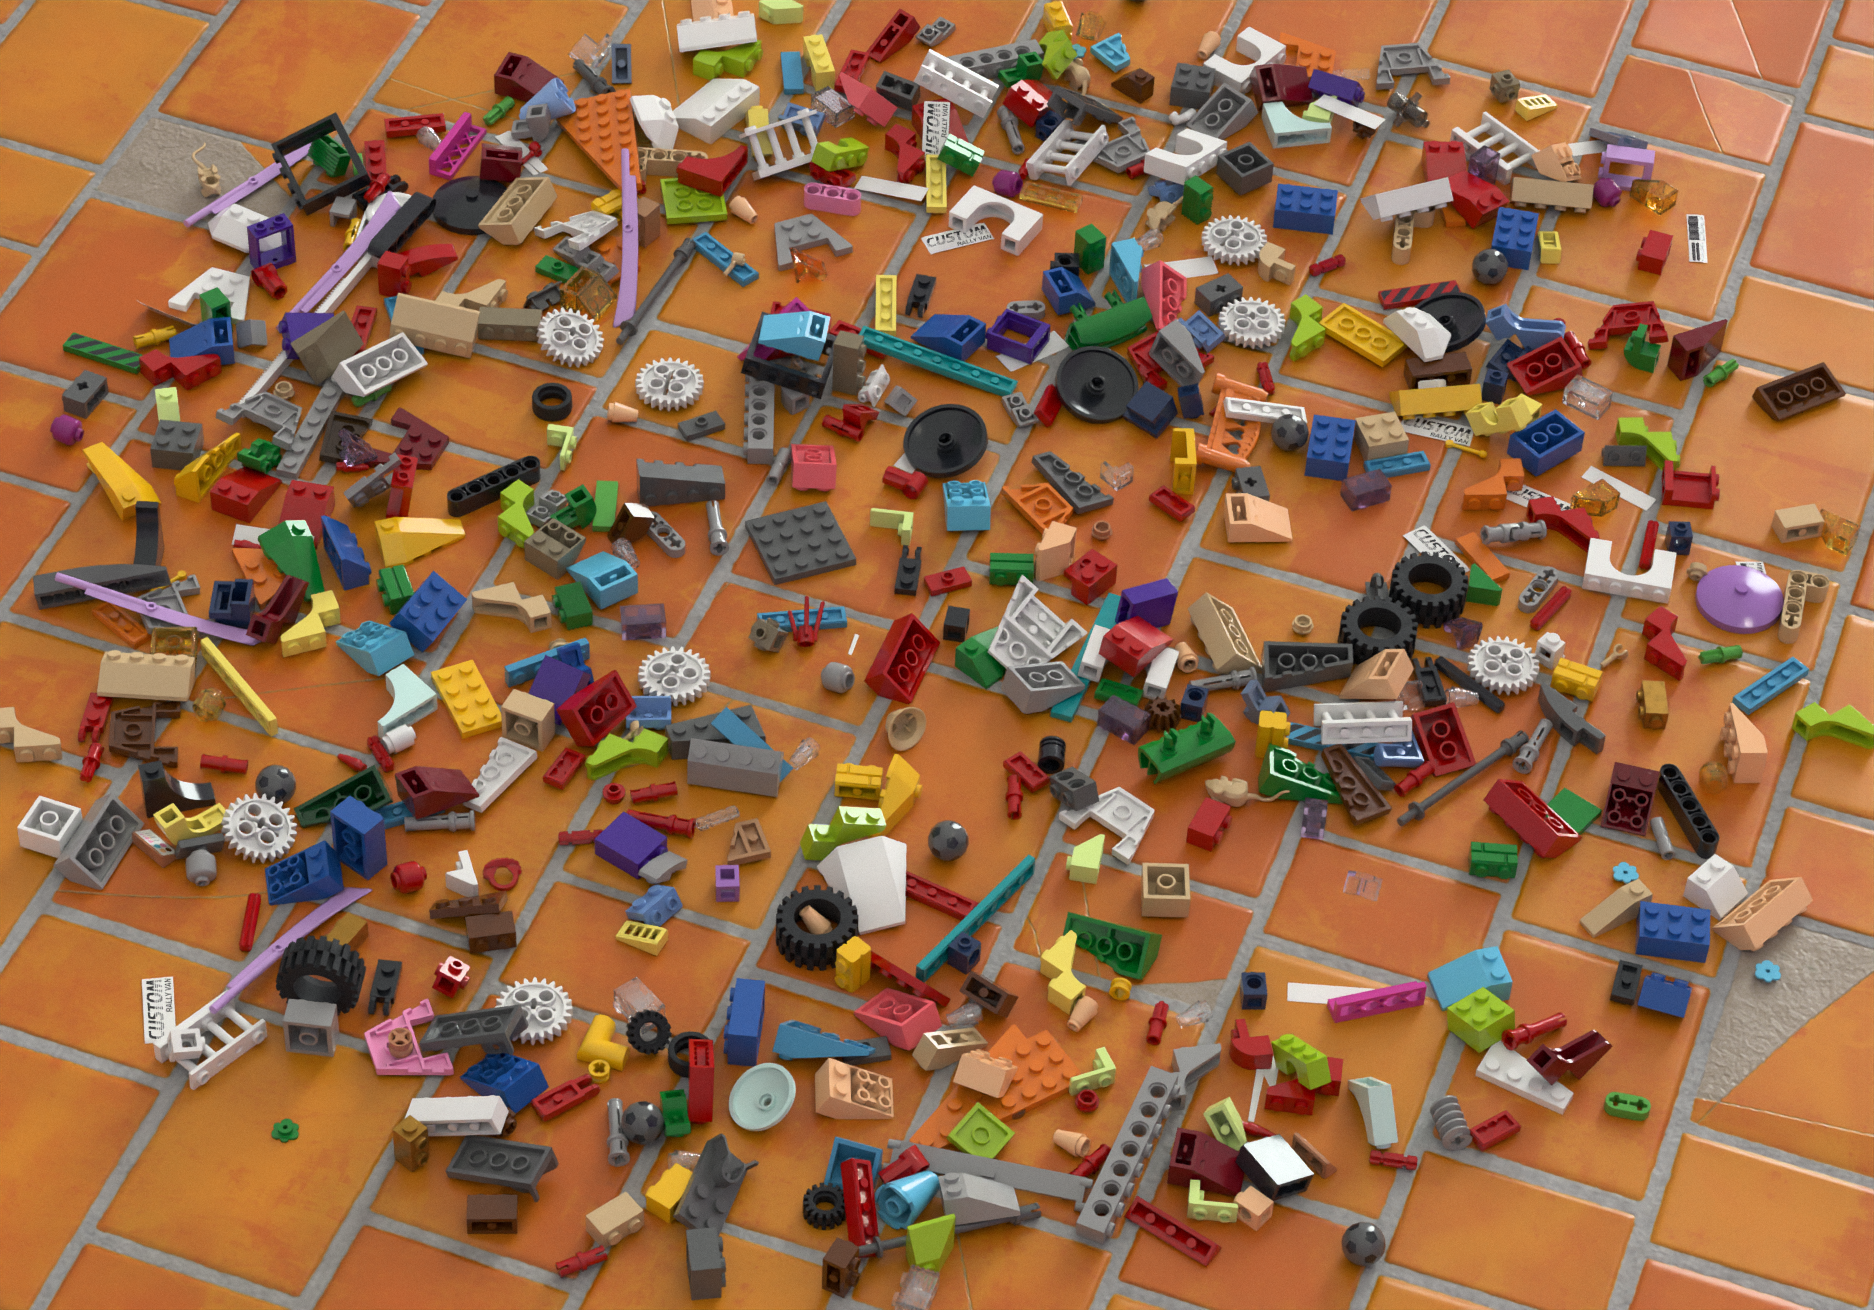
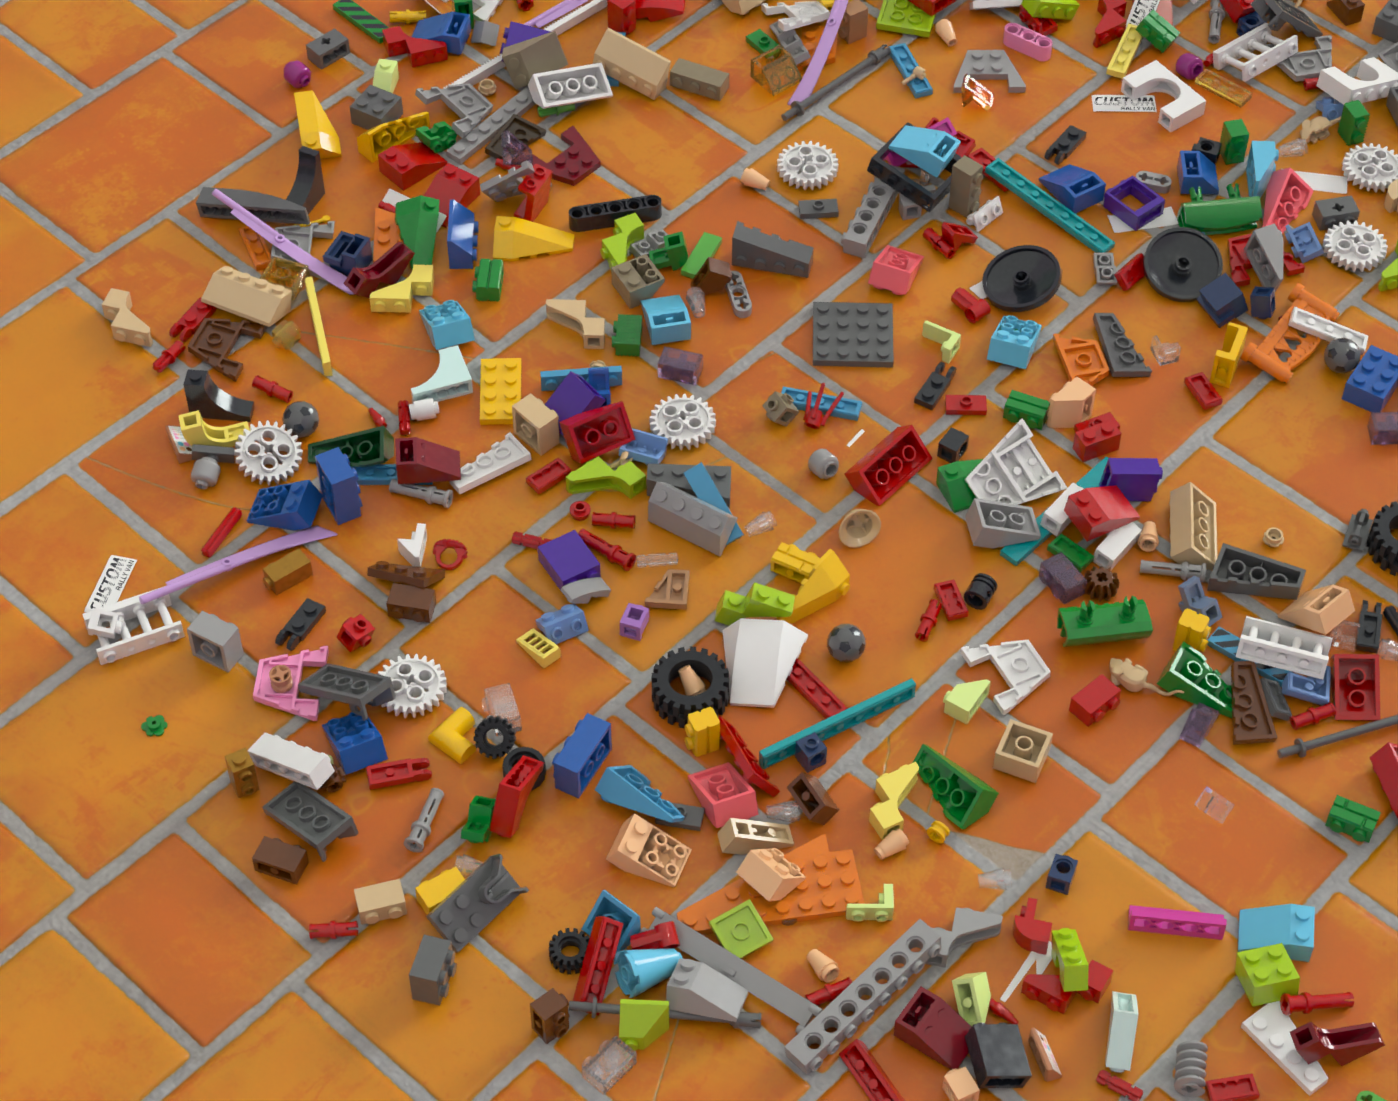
camera: 25 degrees right, 5 degrees up
(49, 826) = (103, 401): white brick -> none
(99, 843) = (136, 427): light grey slope -> none
(324, 960) = (241, 598): black tyre -> none
(363, 322) = (578, 49): red plate -> none
(408, 877) = (368, 533): red head -> none
(428, 611) = (501, 305): blue brick -> none
(486, 296) = (693, 51): tan arch -> none
(538, 300) = (733, 64): dark grey hinge -> none
(552, 413) = (701, 164): black tyre -> none
(563, 437) = (695, 191): yellowish green bracket -> none
(570, 337) = (742, 103): white gear -> none
(599, 1078) = (439, 752): yellow bush -> none
(642, 1122) = (447, 819): dark grey piece -> none
(717, 534) = (783, 306): light grey pin -> none
(762, 1097) = (562, 829): light aqua dish -> none
(778, 467) = (865, 262): light grey piece -> none
(886, 304) = (1030, 145): light yellow plate -> none
(891, 188) = (1084, 45): white sticker -> none
(900, 400) = (1001, 232): light grey panel -> none
(1074, 788) = (983, 629): dark grey brick -> none
(1087, 1096) = (856, 924): red plate -> none
(1101, 530) = (1127, 397): nougat plate -> none
(1157, 1023) = (958, 876): red axle -> none
(1184, 117) = (1379, 47): white arm -> none
(1194, 703) = (1135, 581): dark blue brick -> none
(1208, 1210) = (911, 1074): yellowish green bracket -> none
(1250, 481) = (1283, 398): dark grey brick -> none
(1255, 519) = (1273, 427): light nougat slope -> none
(1265, 377) = (1345, 299): red axle -> none
(1319, 993) = (1127, 896): white sticker -> none
(1380, 614) = (1345, 547): black tyre -> none

